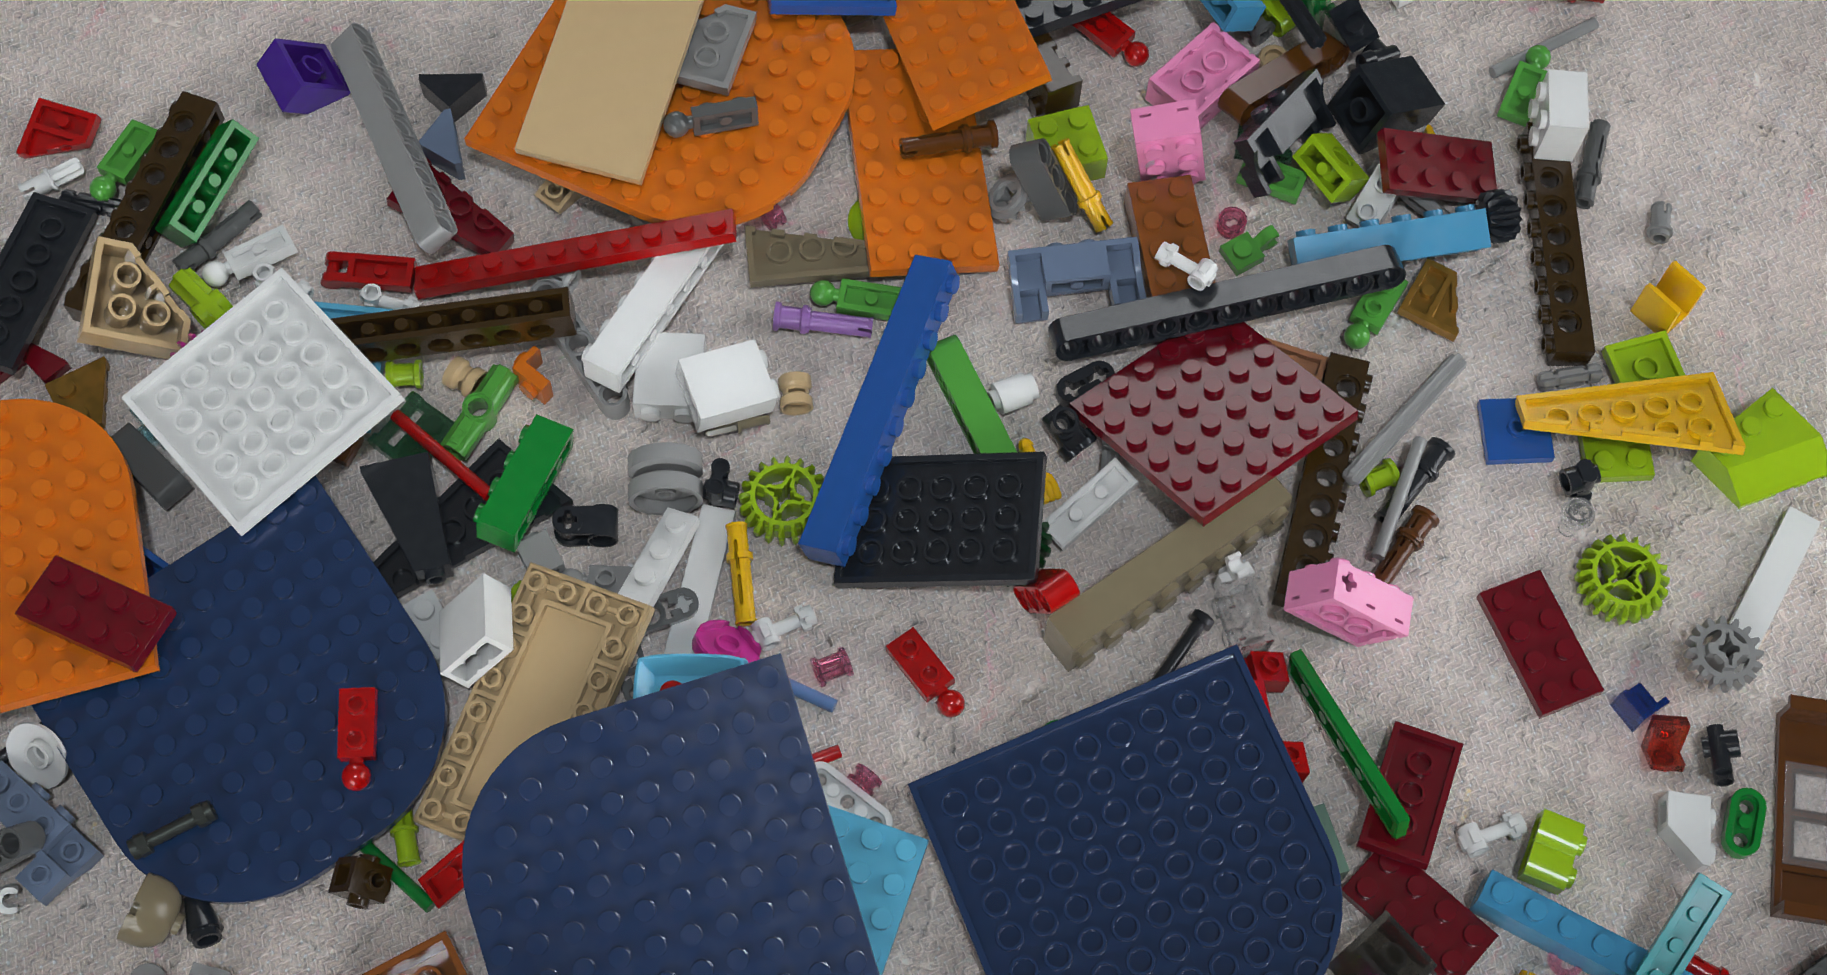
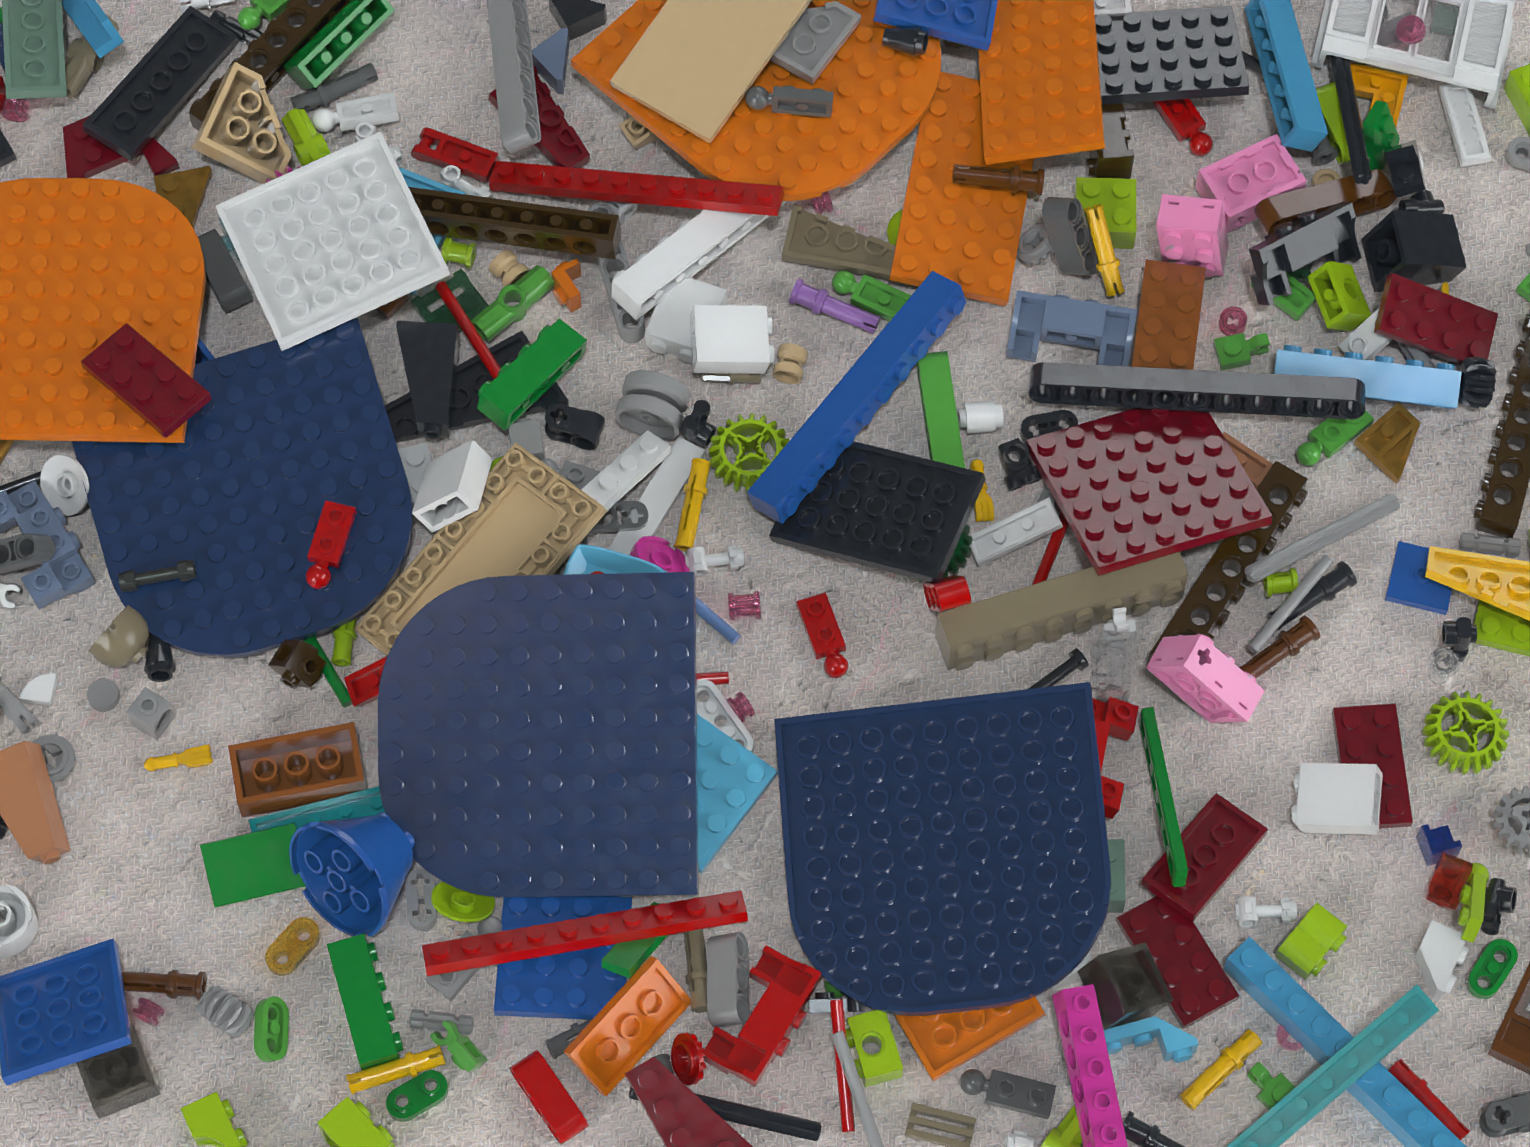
camera: 20 degrees right, 0 degrees up
(810, 25) = (907, 40): none -> black cone
(1132, 517) = (1051, 551): none -> red bar
(1199, 274) = (1178, 358): white bar -> none
(1524, 689) = (1338, 798): none -> white brick
(1705, 761) = (1473, 898): none -> lime plate

